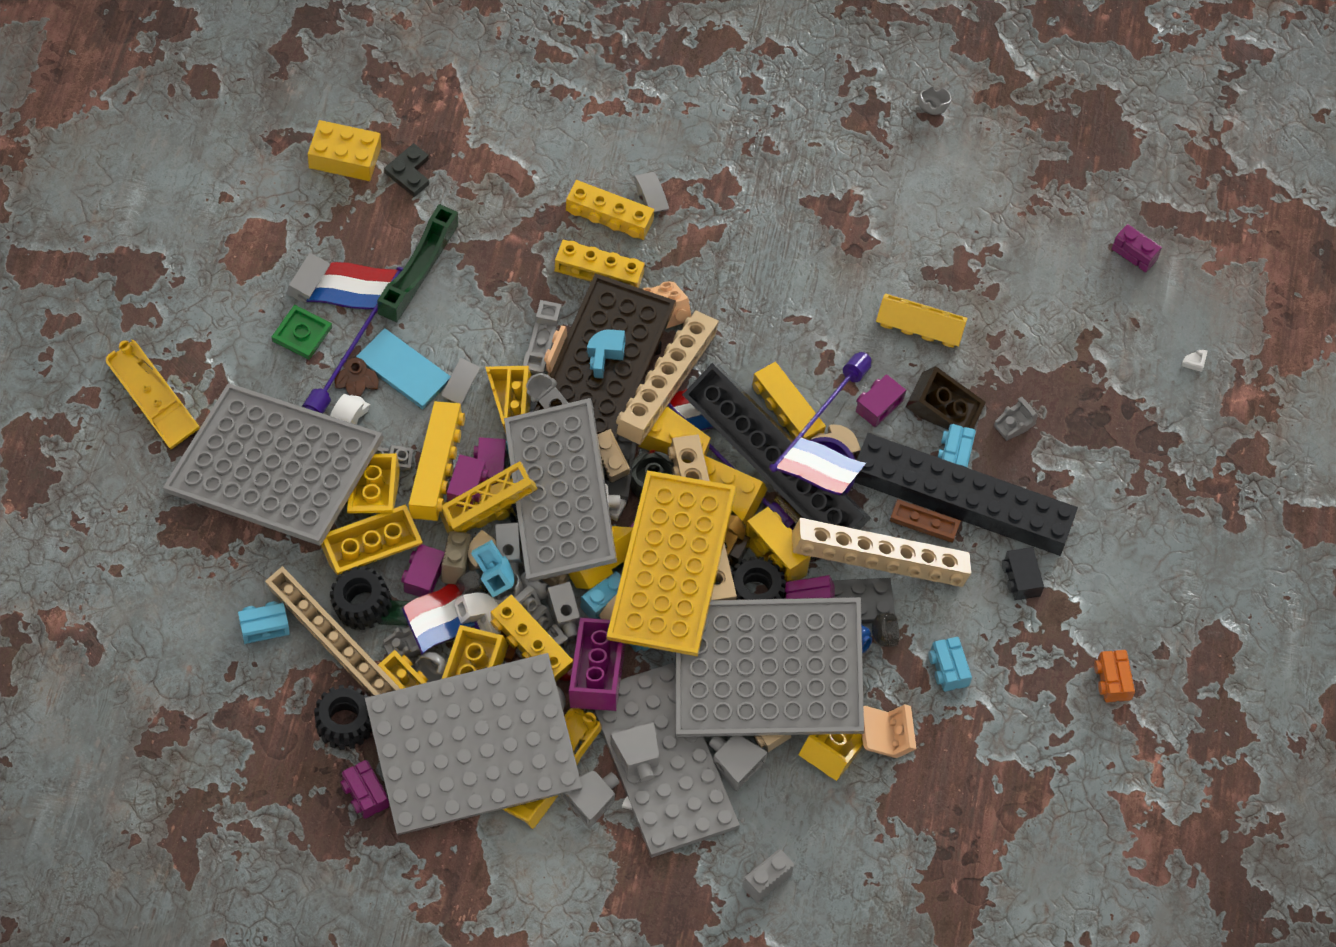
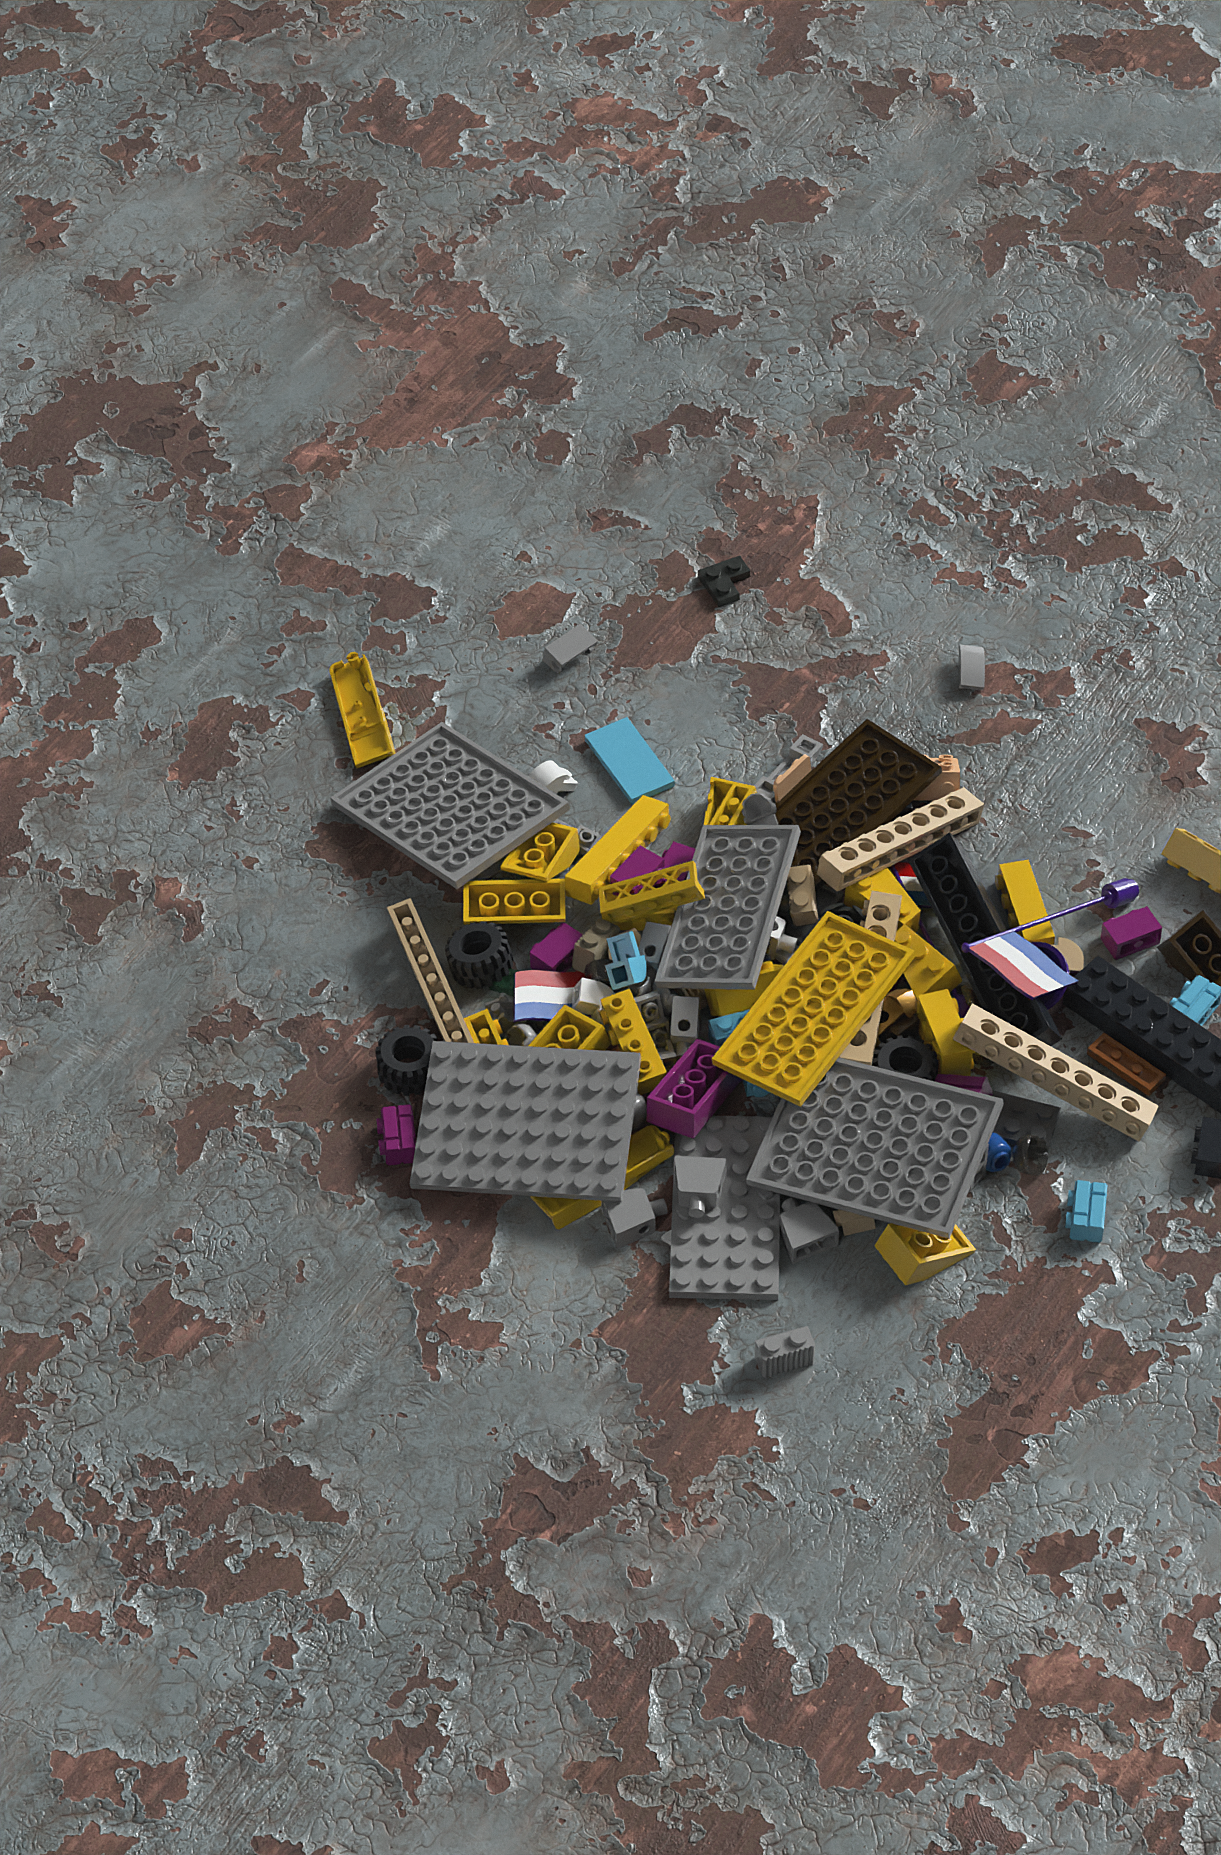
camera: 30 degrees right, 10 degrees down
(263, 622) = (370, 950): medium azure brick -> none
(301, 332) = (539, 697): green plate -> none
(344, 150) = (663, 542): yellow brick -> none
(348, 287) = (610, 671): flag -> none
(356, 380) = (574, 757): reddish brown plate -> none
(403, 288) = (657, 687): dark green arch -> none
(460, 381) = (681, 787): light grey slope -> none
(585, 261) = (857, 705): yellow brick -> none
(605, 345) = (843, 788): medium azure brick -> none
(609, 210) = (918, 671): yellow brick -> none
(889, 732) = (982, 1254): light nougat bracket -> none

